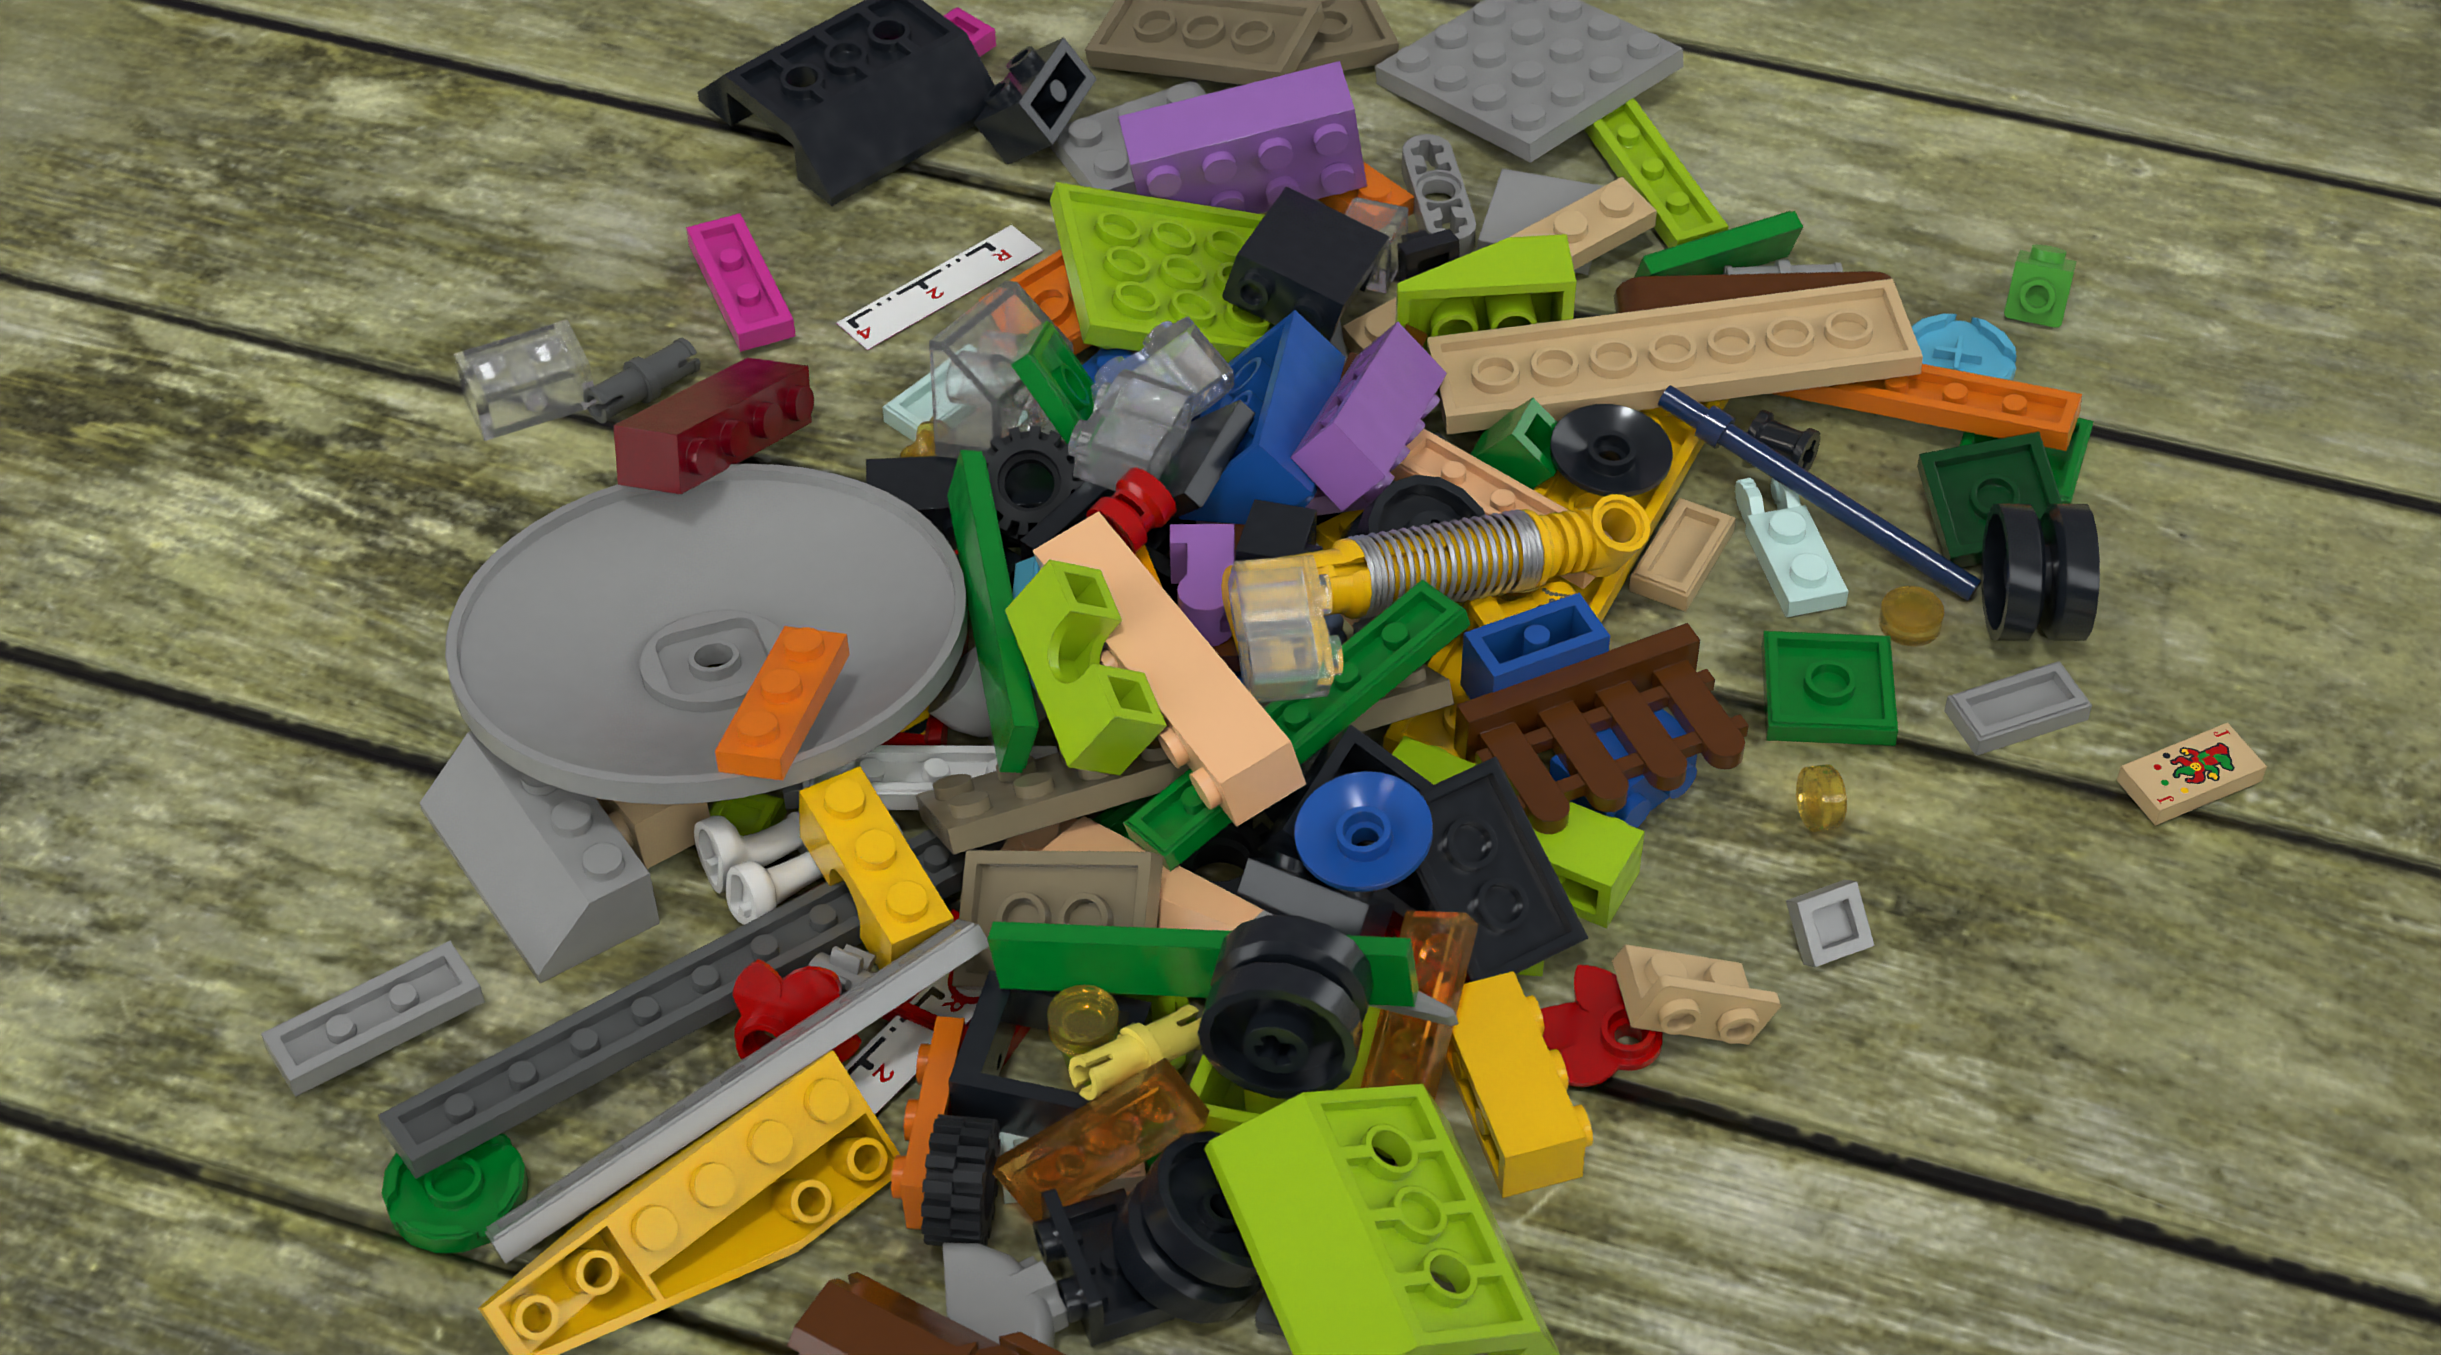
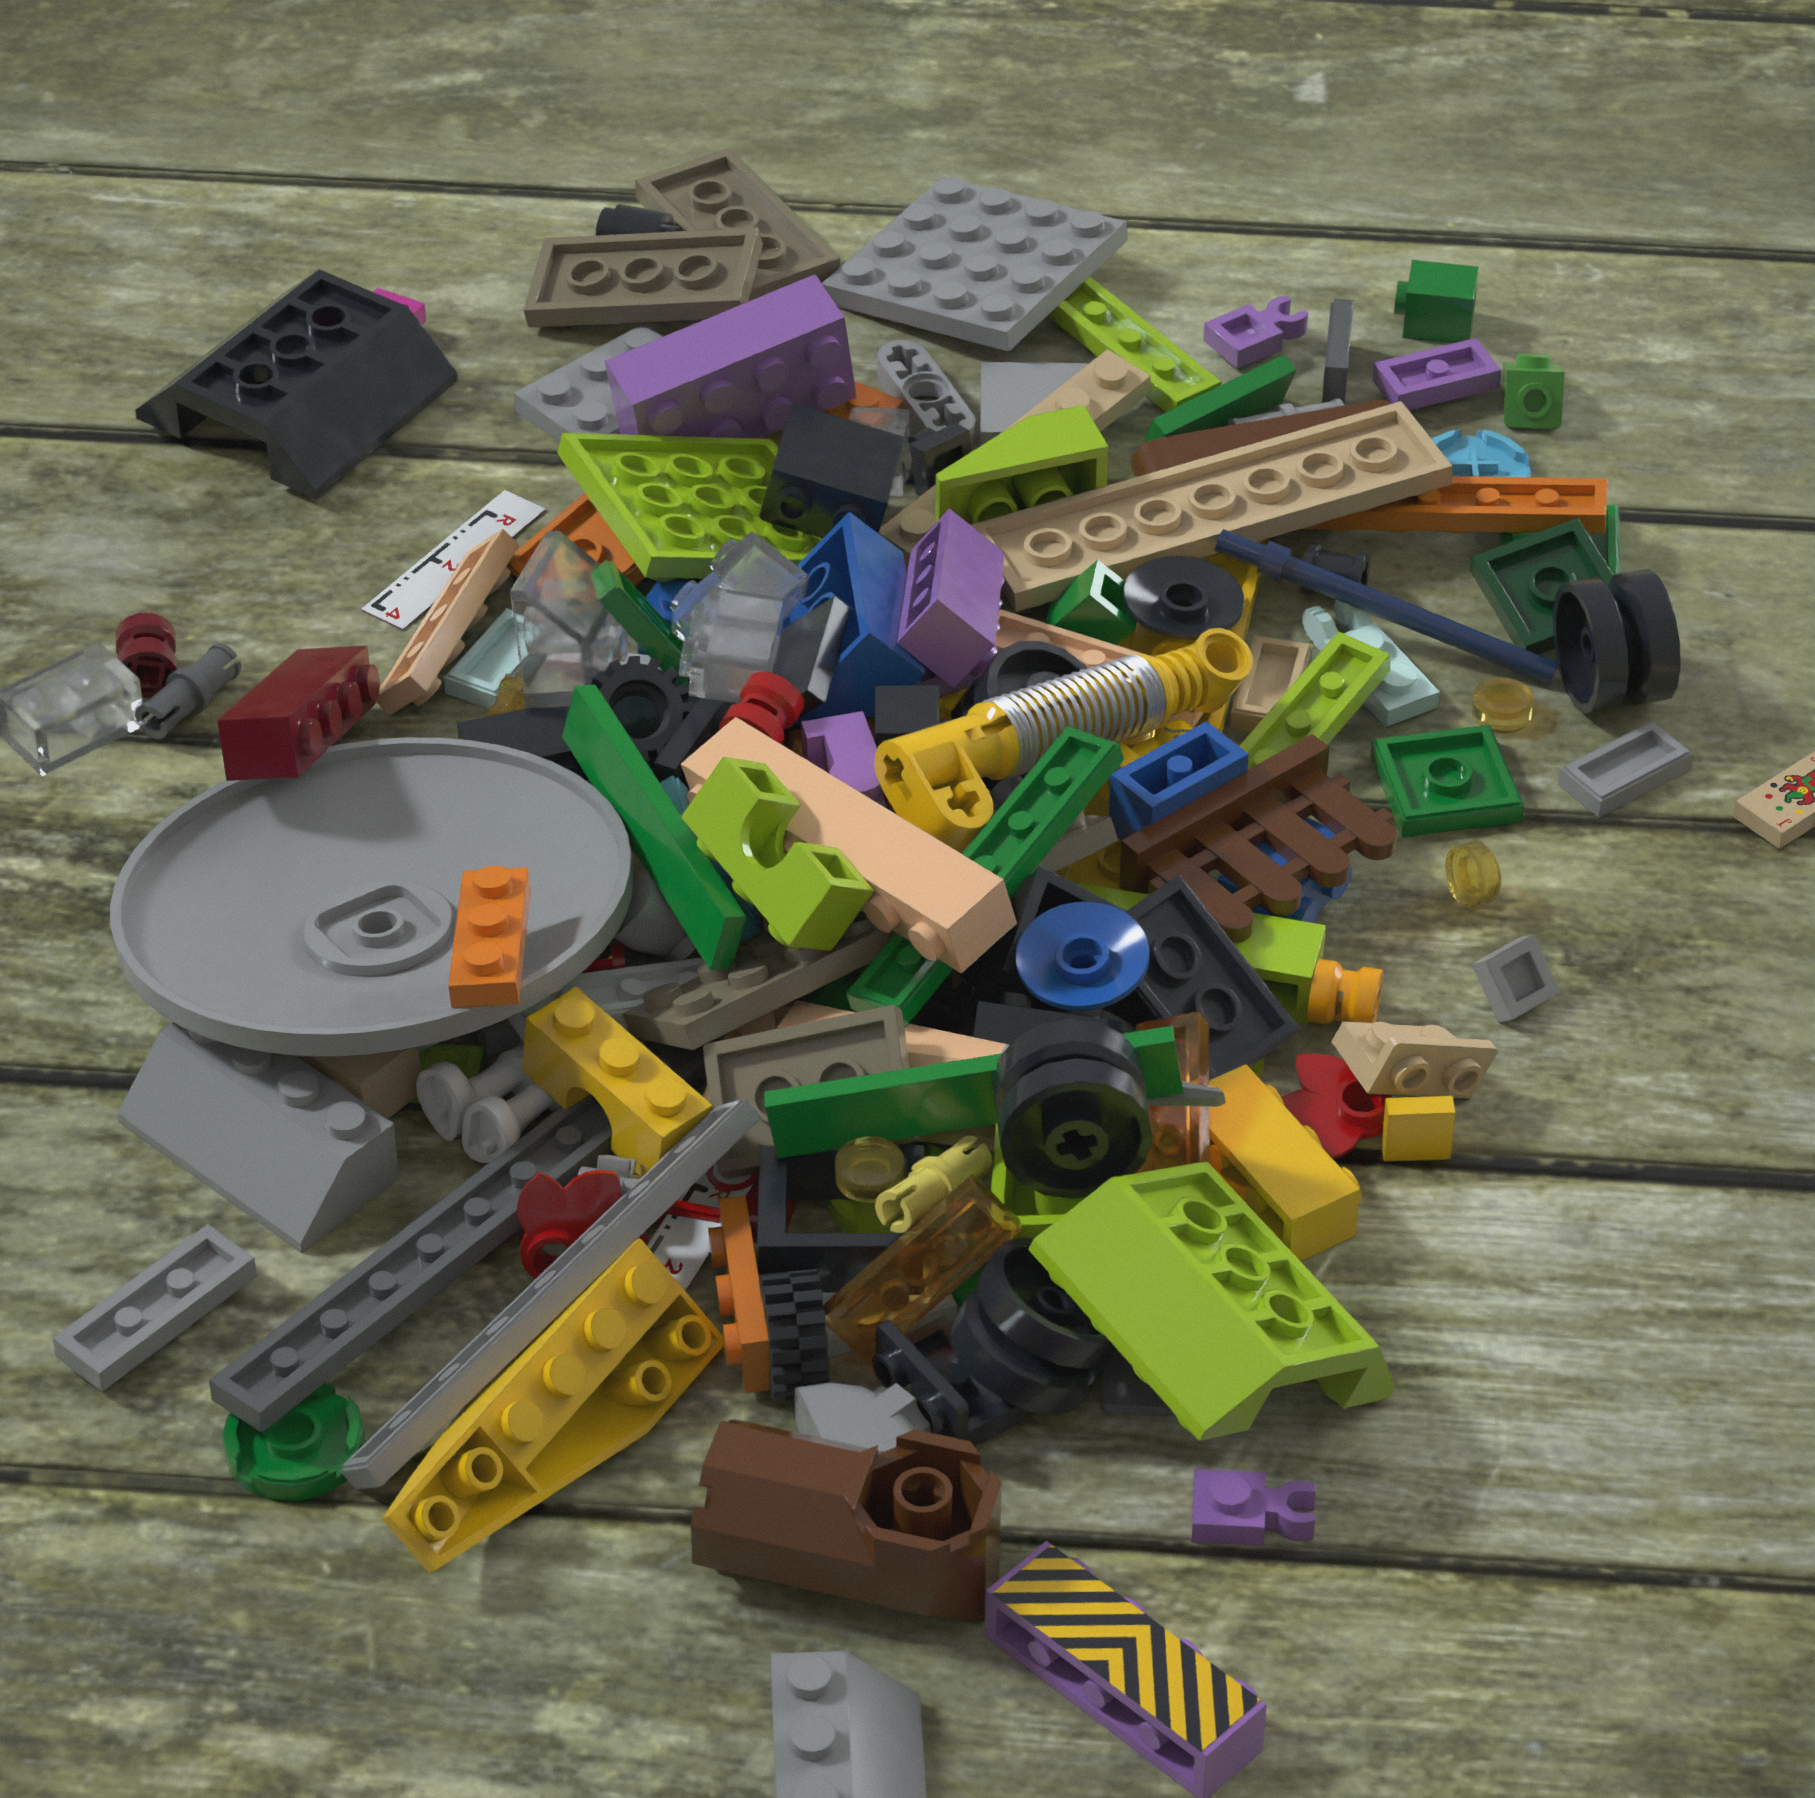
camera: 15 degrees left, 5 degrees down
(614, 335) = (147, 649): none -> dark red wheel
(740, 282) = (253, 583): dark pink plate -> none
(890, 366) = (452, 614): none -> light nougat plate
(1034, 100) = (494, 365): black brick -> none
(1283, 629) = (956, 785): clear brick -> none
(1647, 908) = (1360, 997): none -> light orange wheel
(1676, 1073) = (1418, 1128): none -> yellow tile
(1713, 584) = (1320, 697): none -> lime plate
(1776, 182) = (1252, 335): none -> medium lavender plate
(1854, 214) = (1337, 350): none -> dark grey tile
(1948, 253) = (1437, 374): none -> medium lavender plate
(1972, 176) = (1437, 301): none -> green brick

